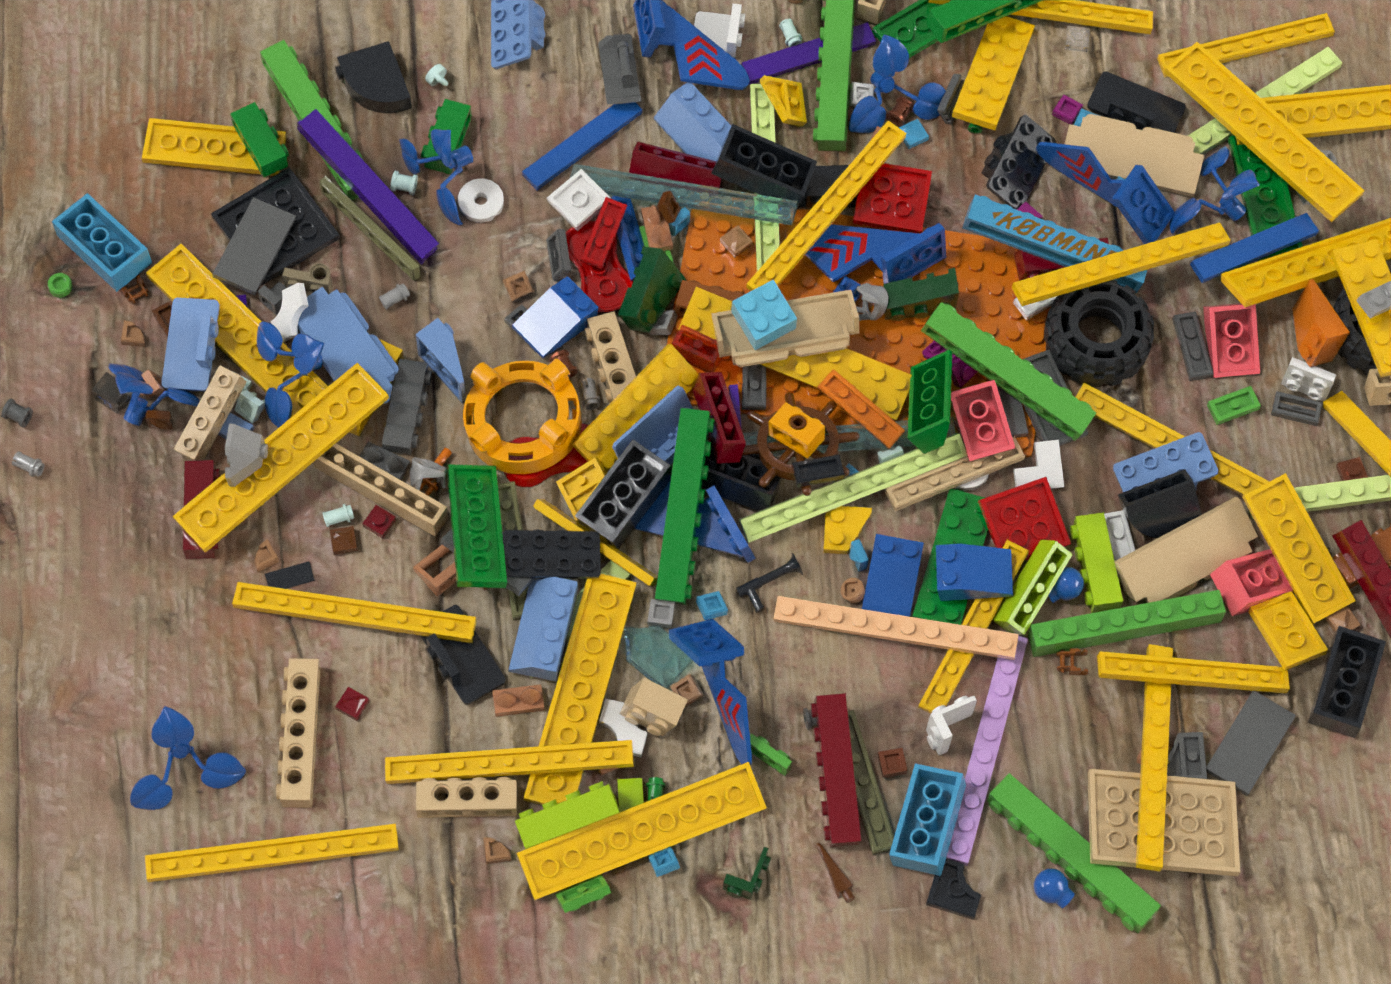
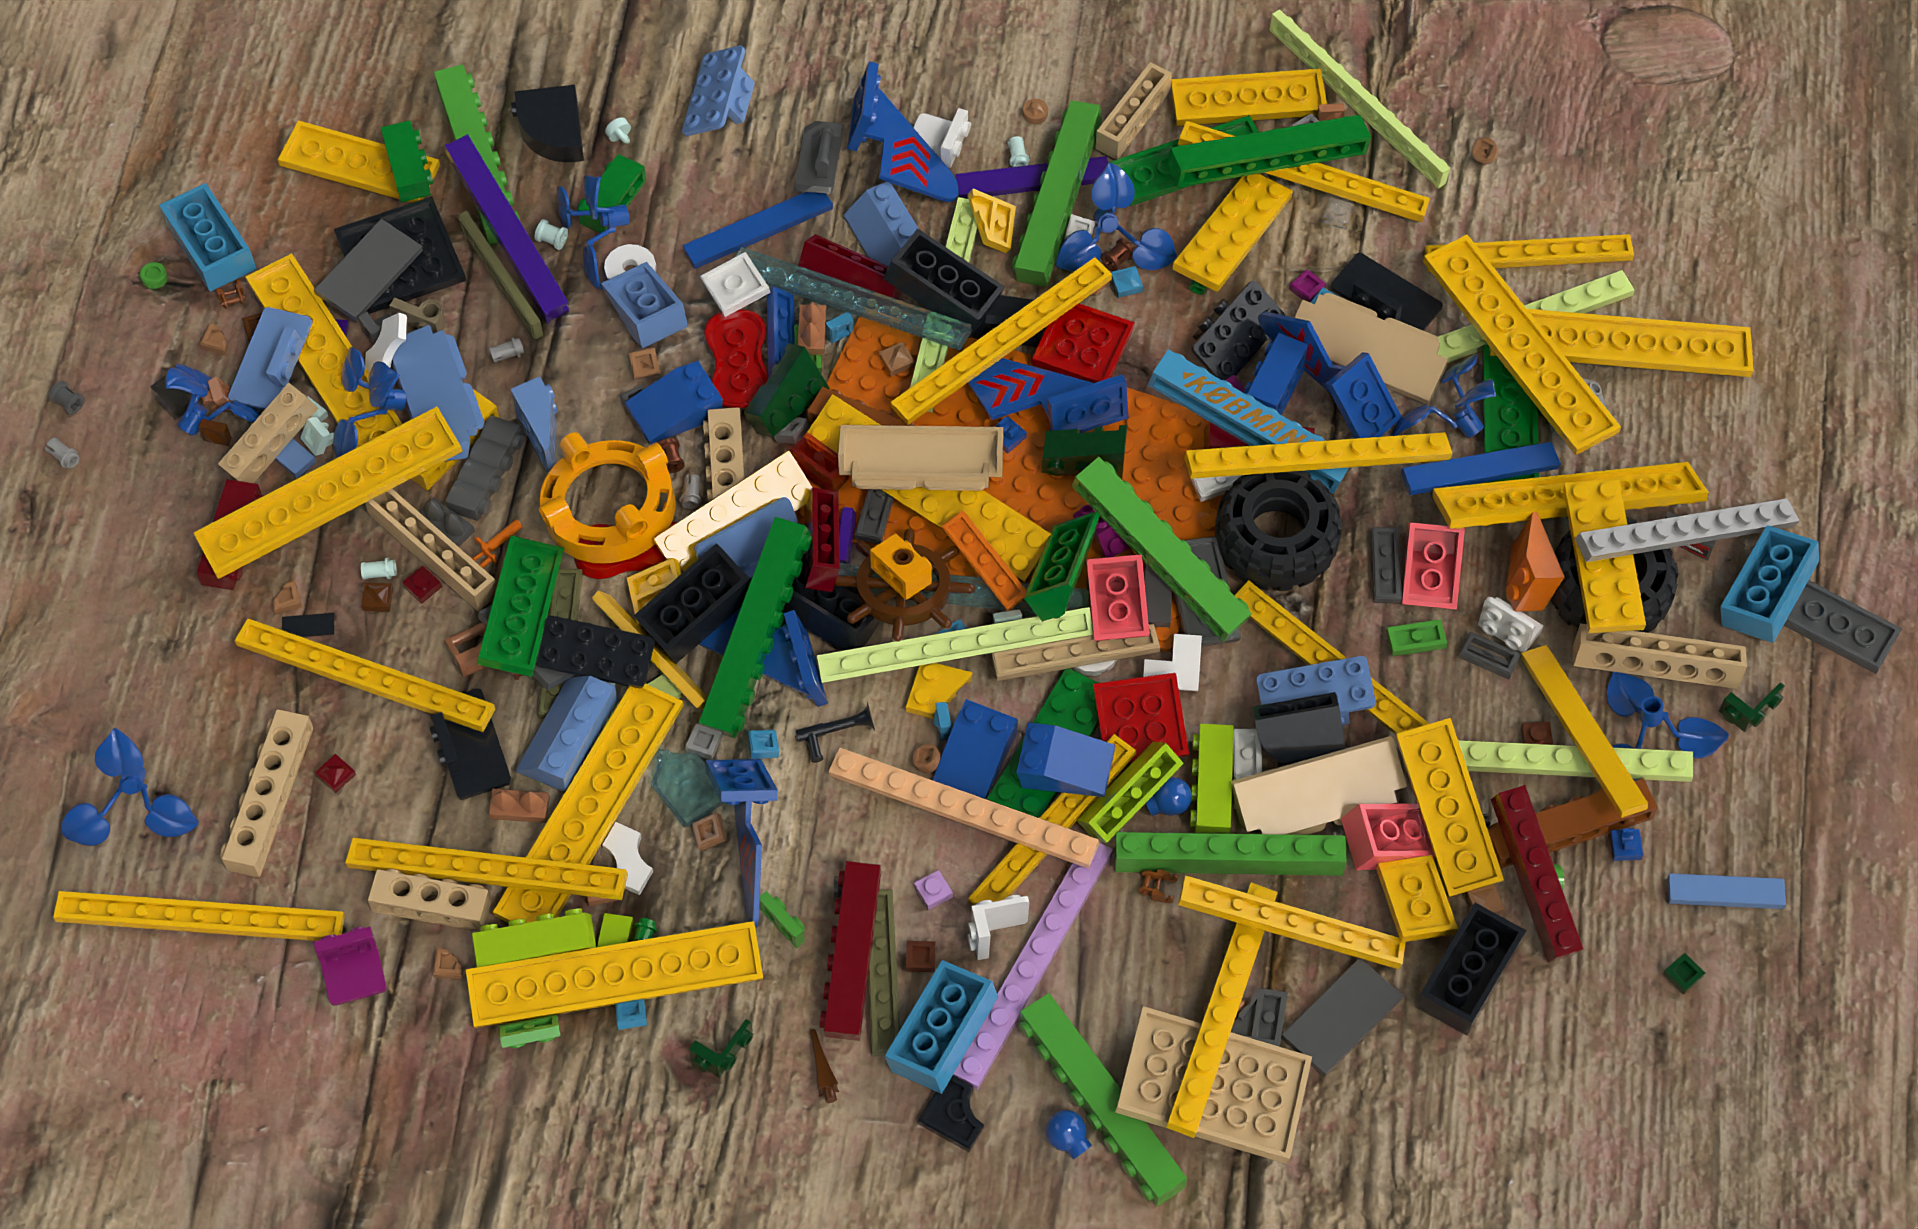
camera: 15 degrees right, 5 degrees down
(244, 453) = (283, 479): light grey slope -> none
(415, 869) = (351, 965): none -> magenta bracket
(426, 469) = (487, 536): light grey piece -> none
(505, 232) = (645, 304): none -> medium blue slope
(558, 254) = (697, 337): dark grey tile -> none
(603, 233) = (750, 323): red tile -> none
(653, 707) = (662, 839): tan brick -> none
(668, 207) = (828, 307): reddish brown tile -> none
(764, 314) = (896, 435): medium azure brick -> none
(818, 470) = (914, 615): black tile -> none
(875, 295) = (1030, 440): light grey piece -> none
(887, 703) = (933, 890): none -> lavender plate
(950, 98) = (1175, 250): dark grey tile -> none
(1065, 194) = (1278, 373): none -> blue brick

